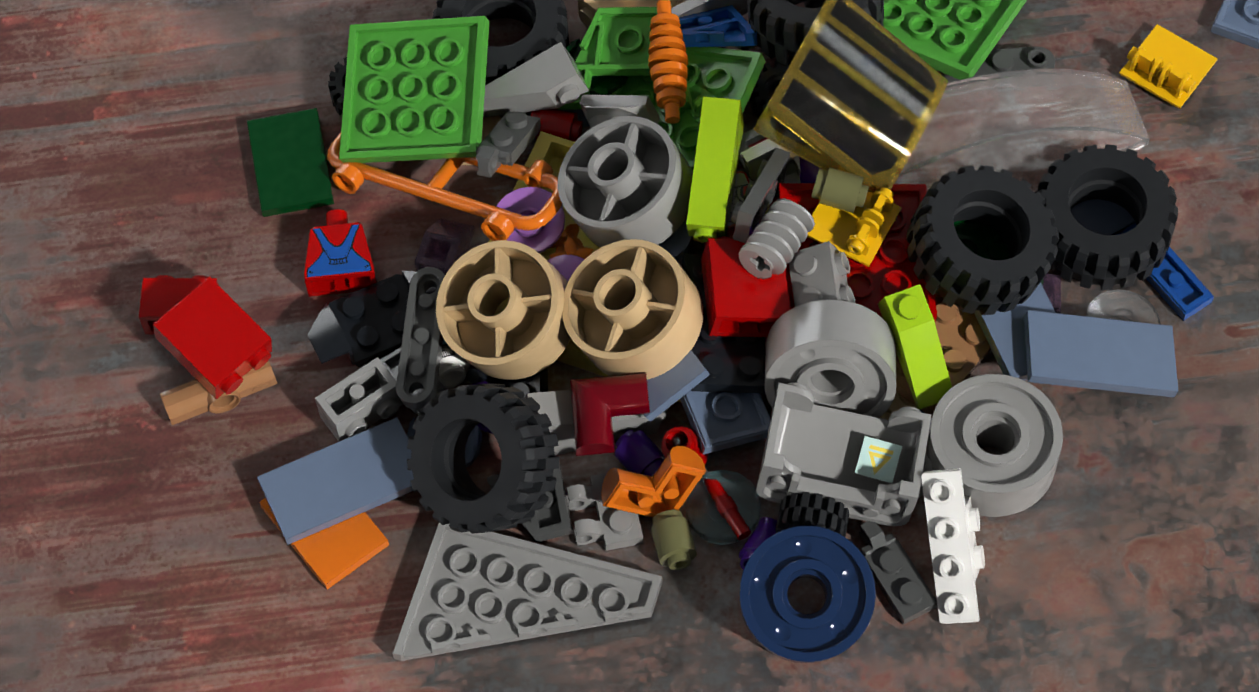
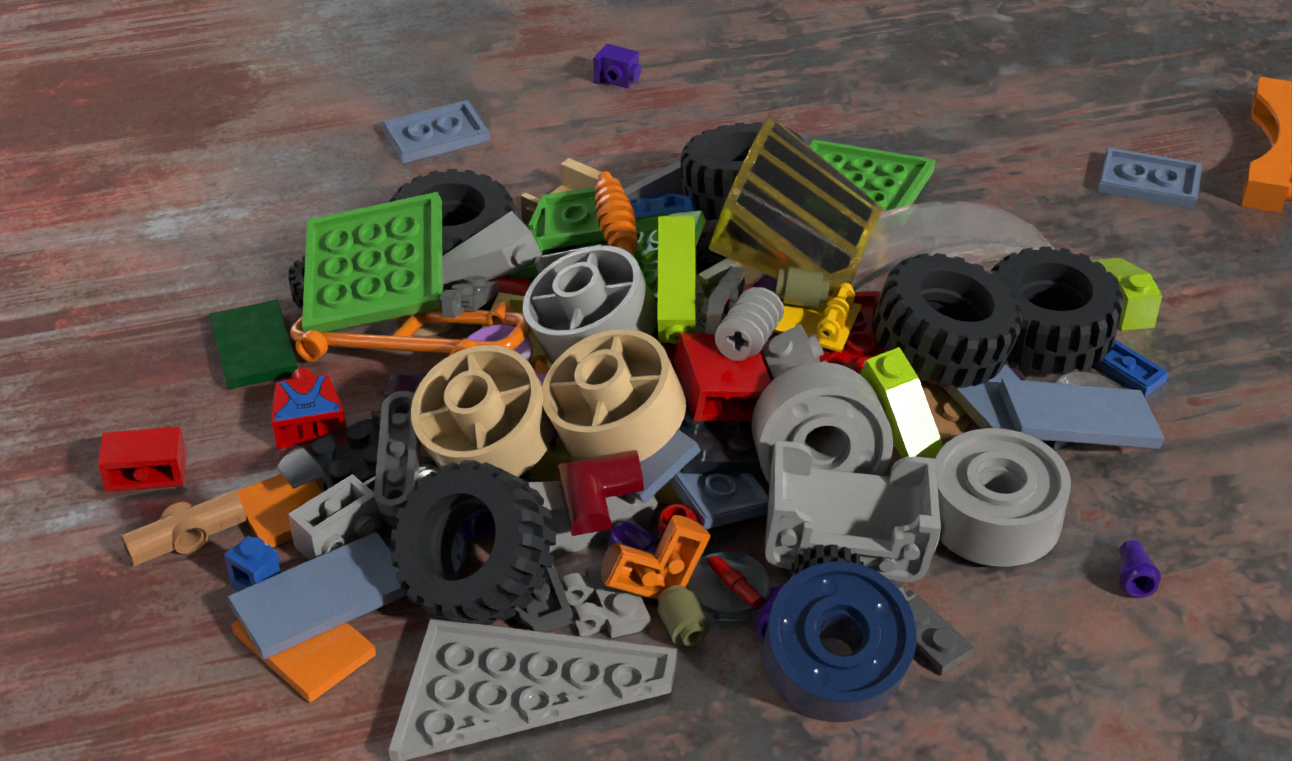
camera: 10 degrees left, 20 degrees down
(213, 338) = (177, 470): red brick -> none
(282, 442) = (251, 562): none -> blue brick
(303, 376) = (269, 505): none -> orange tile
(878, 459) = (885, 511): light aqua tile -> none
(953, 545) = (980, 584): white bracket -> none
(1113, 536) = (1137, 571): none -> dark purple cone
(1167, 66) = (1068, 214): yellow hinge -> none
(1198, 182) = (1139, 292): none -> lime slope

